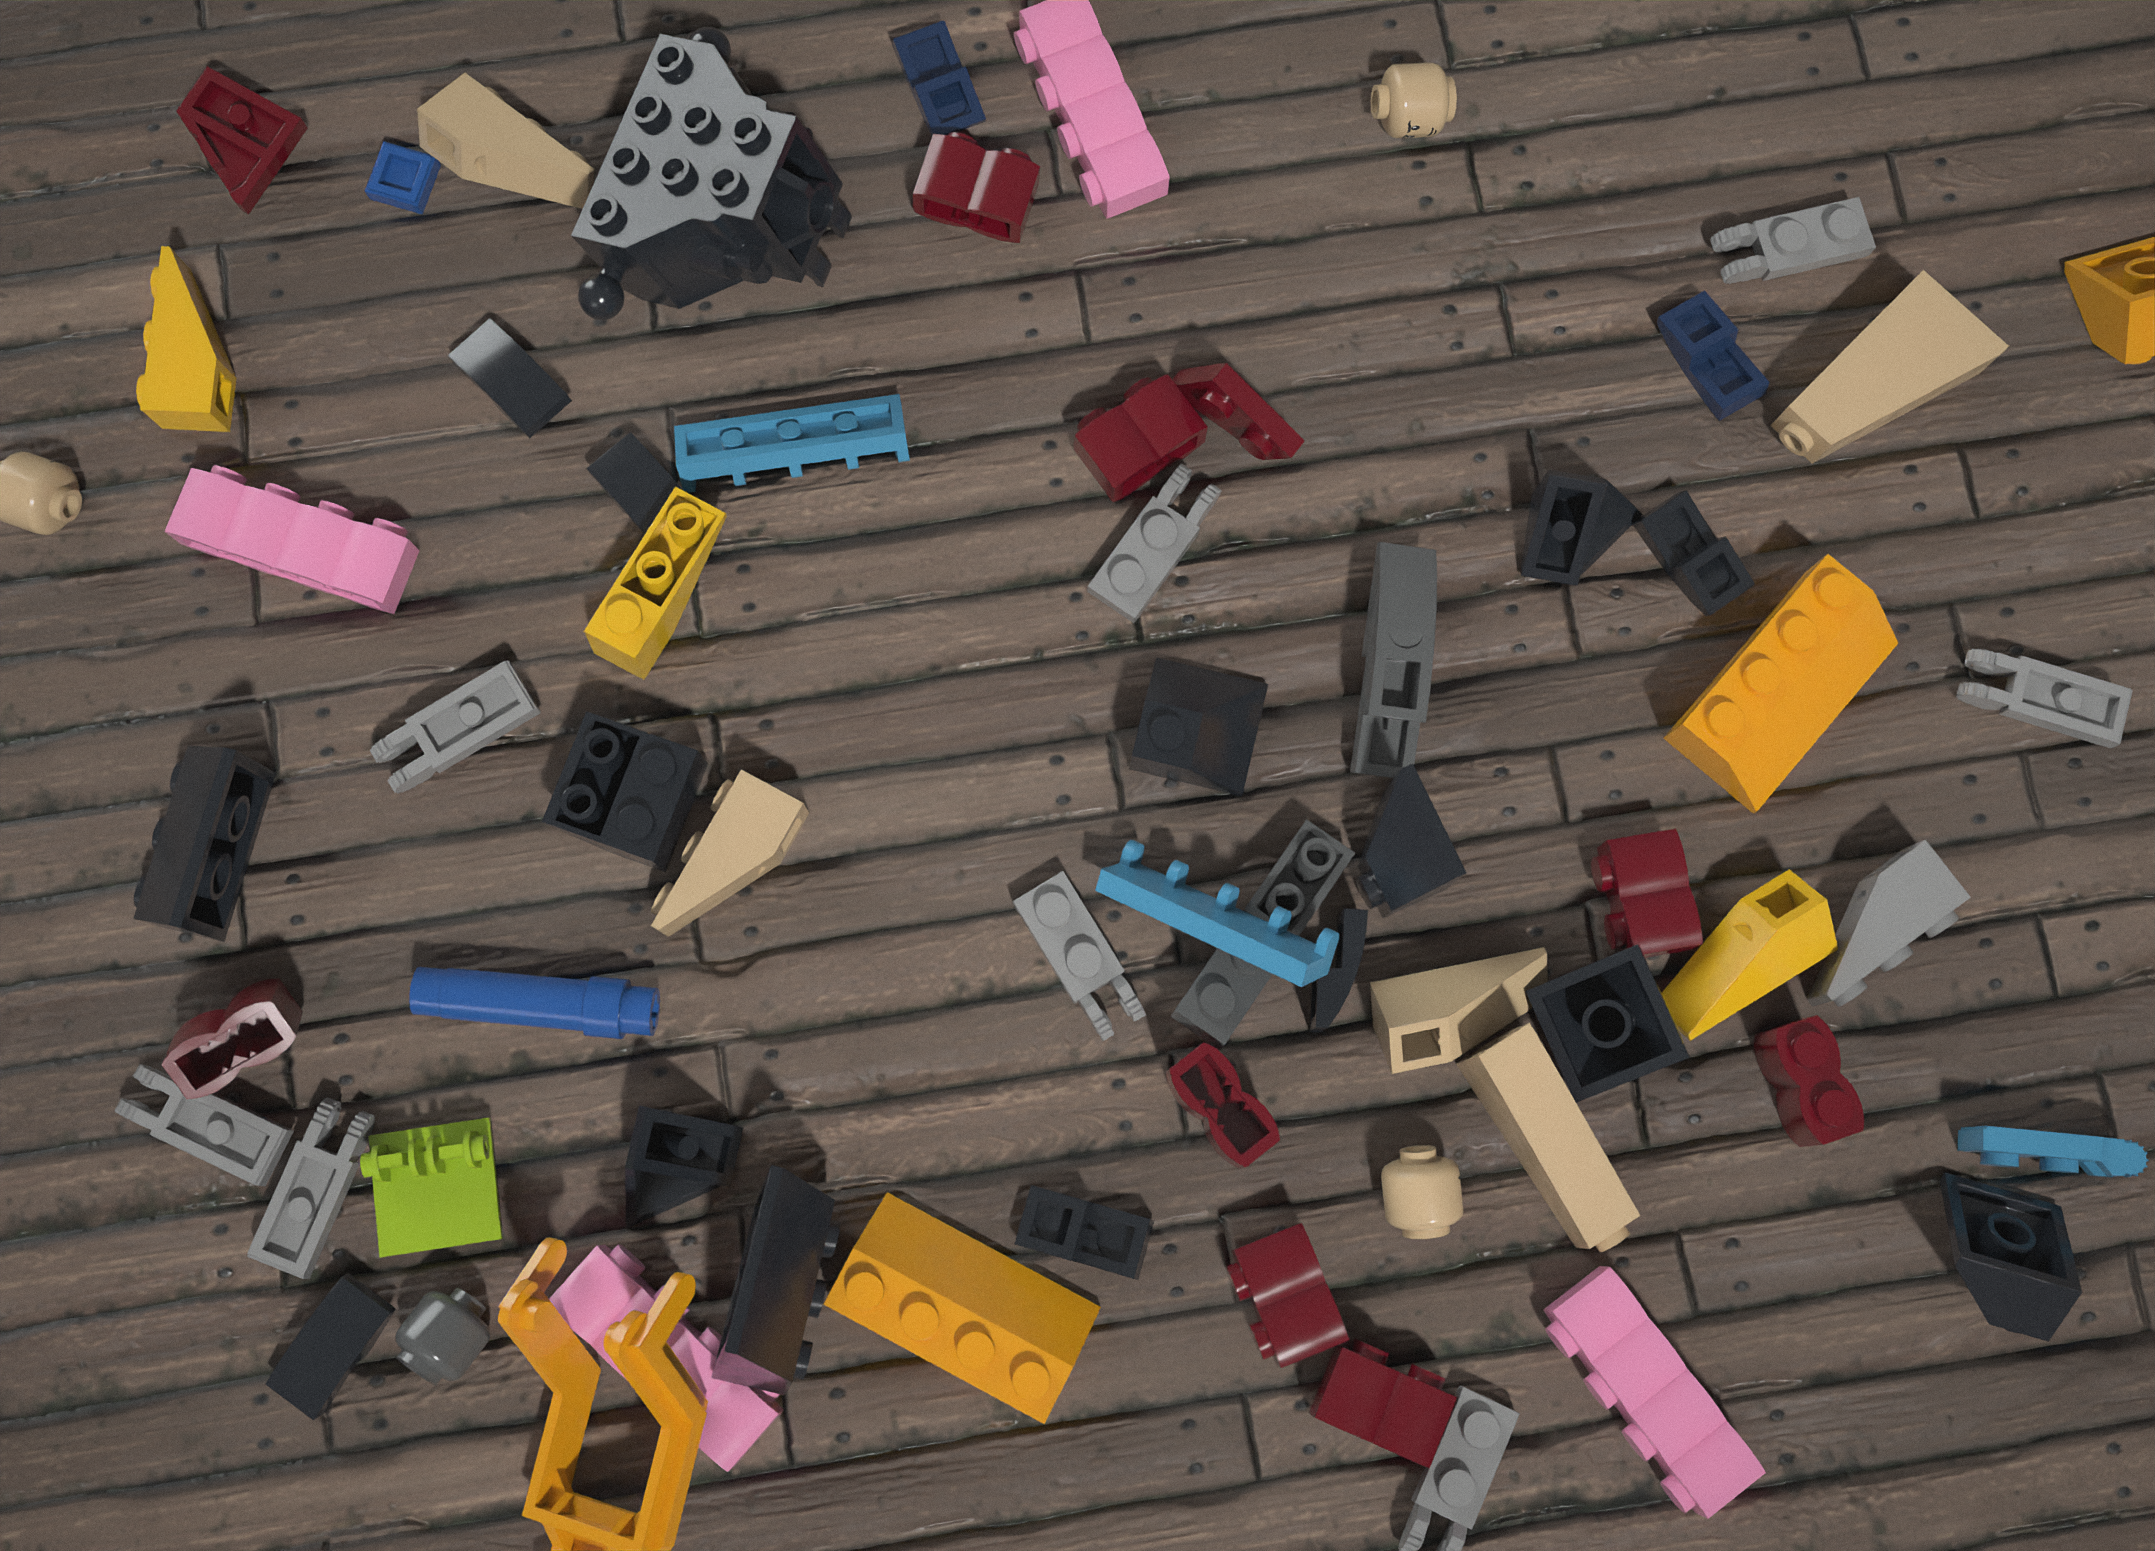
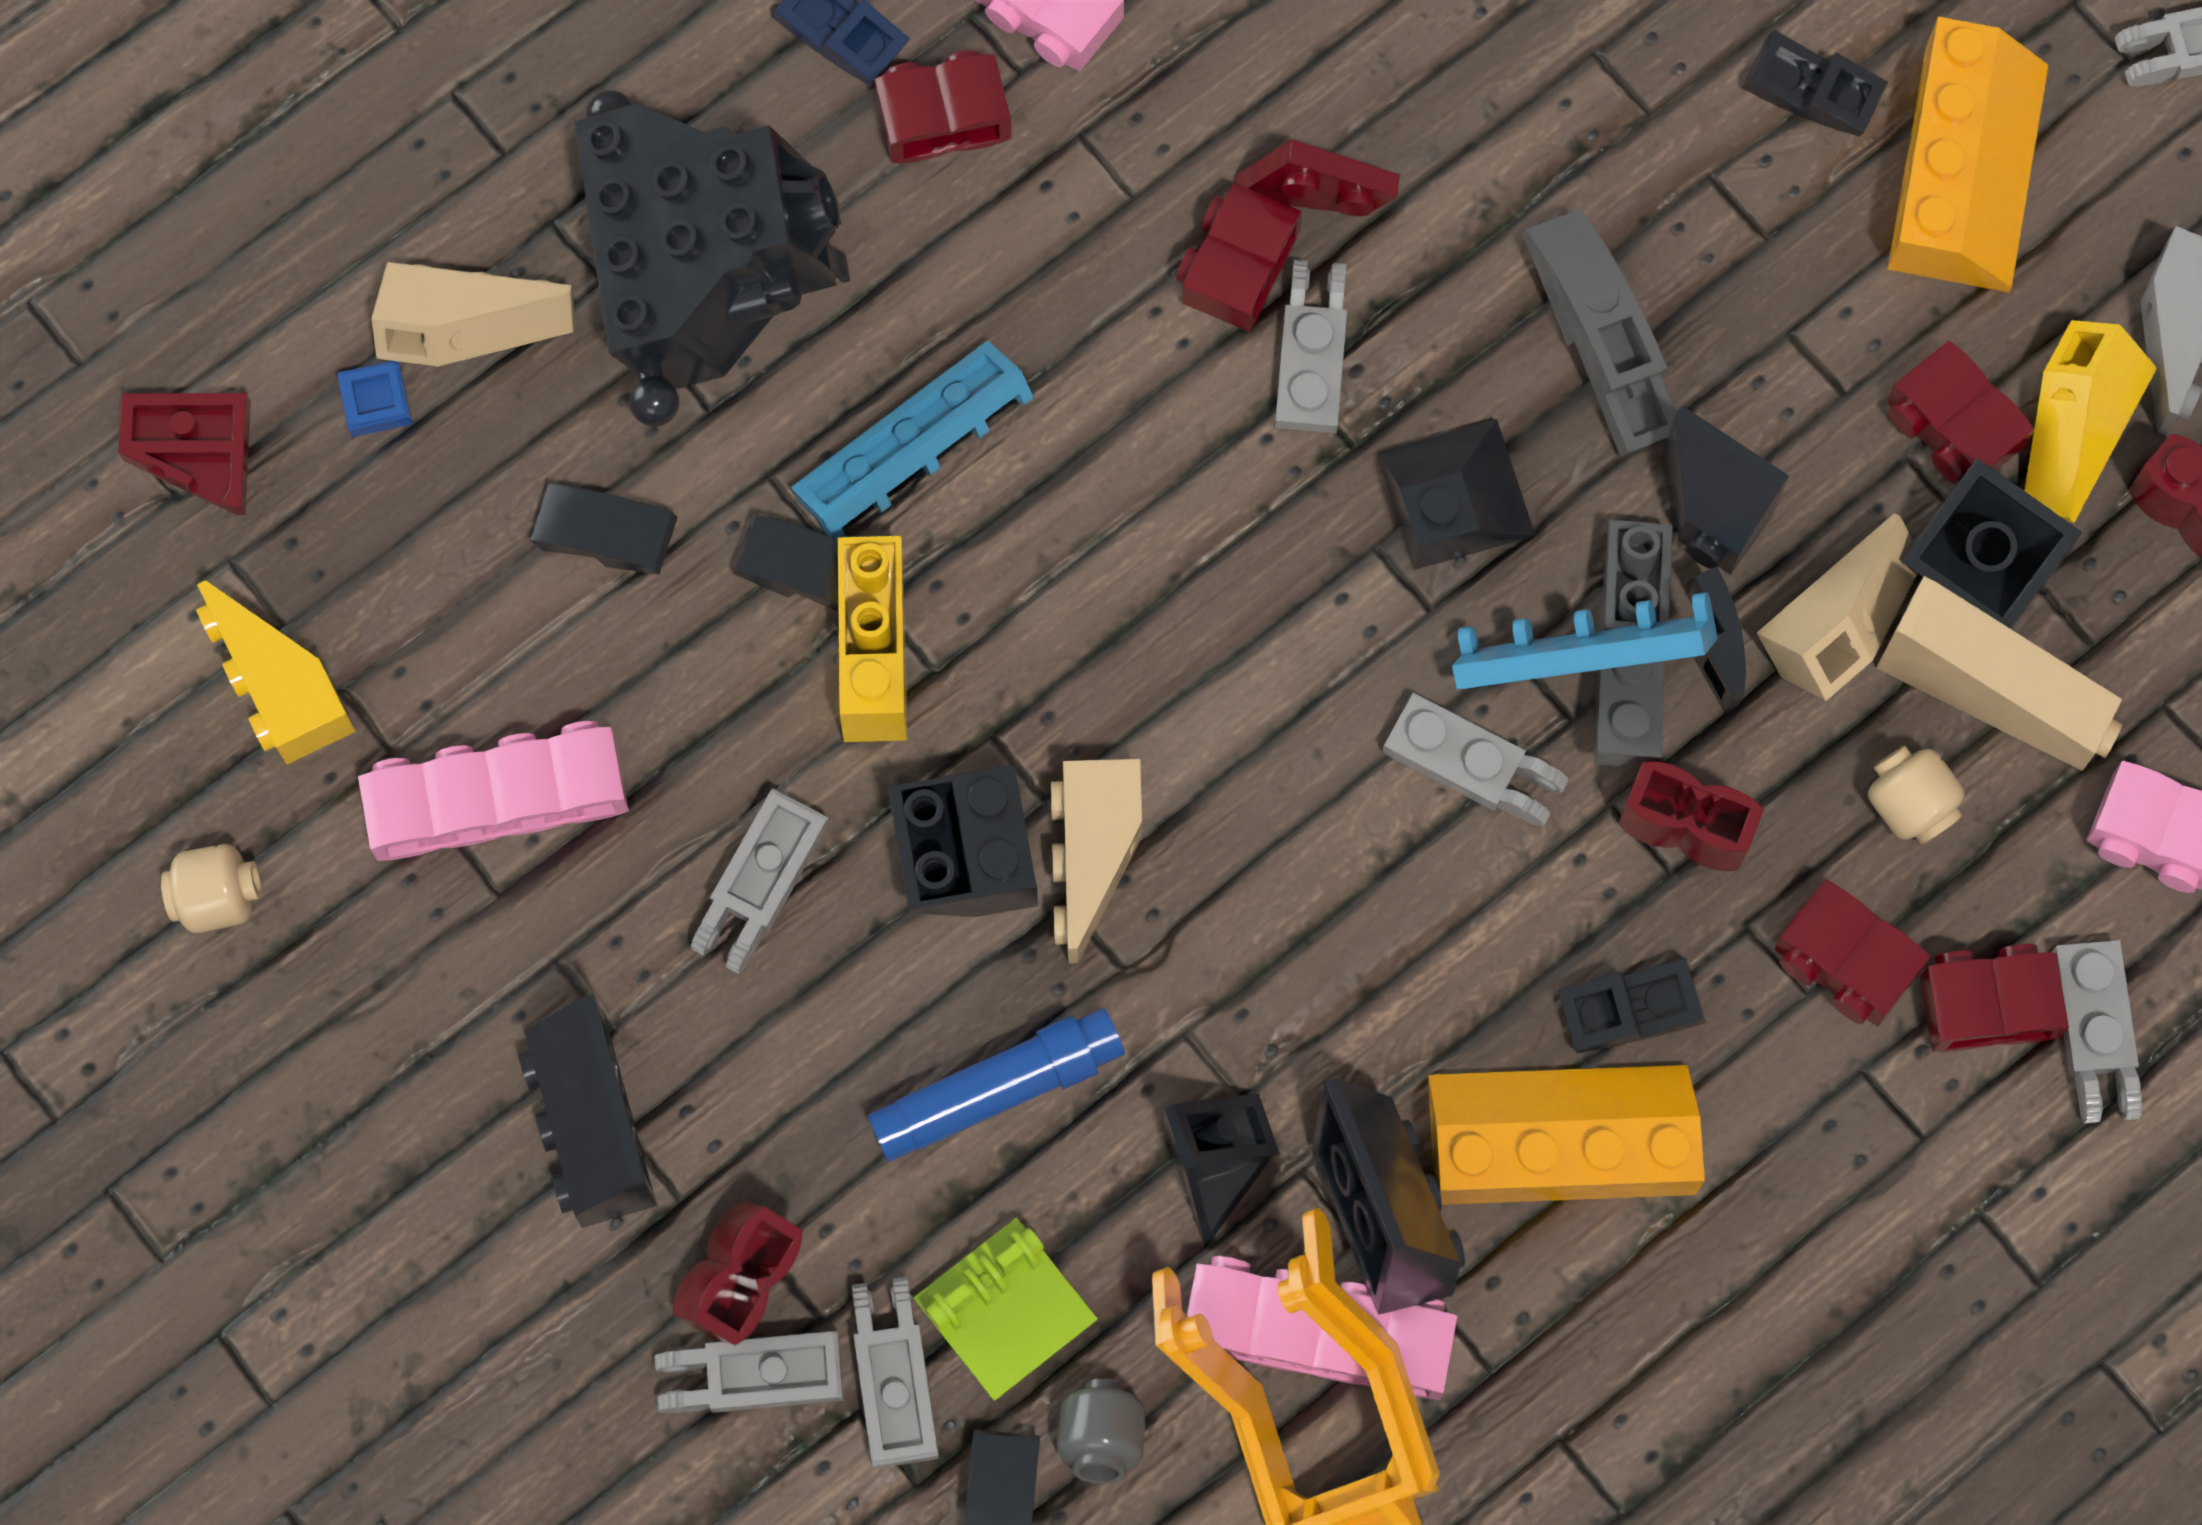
camera: 25 degrees left, 5 degrees down
(1572, 525) = (1688, 119): black slope -> none

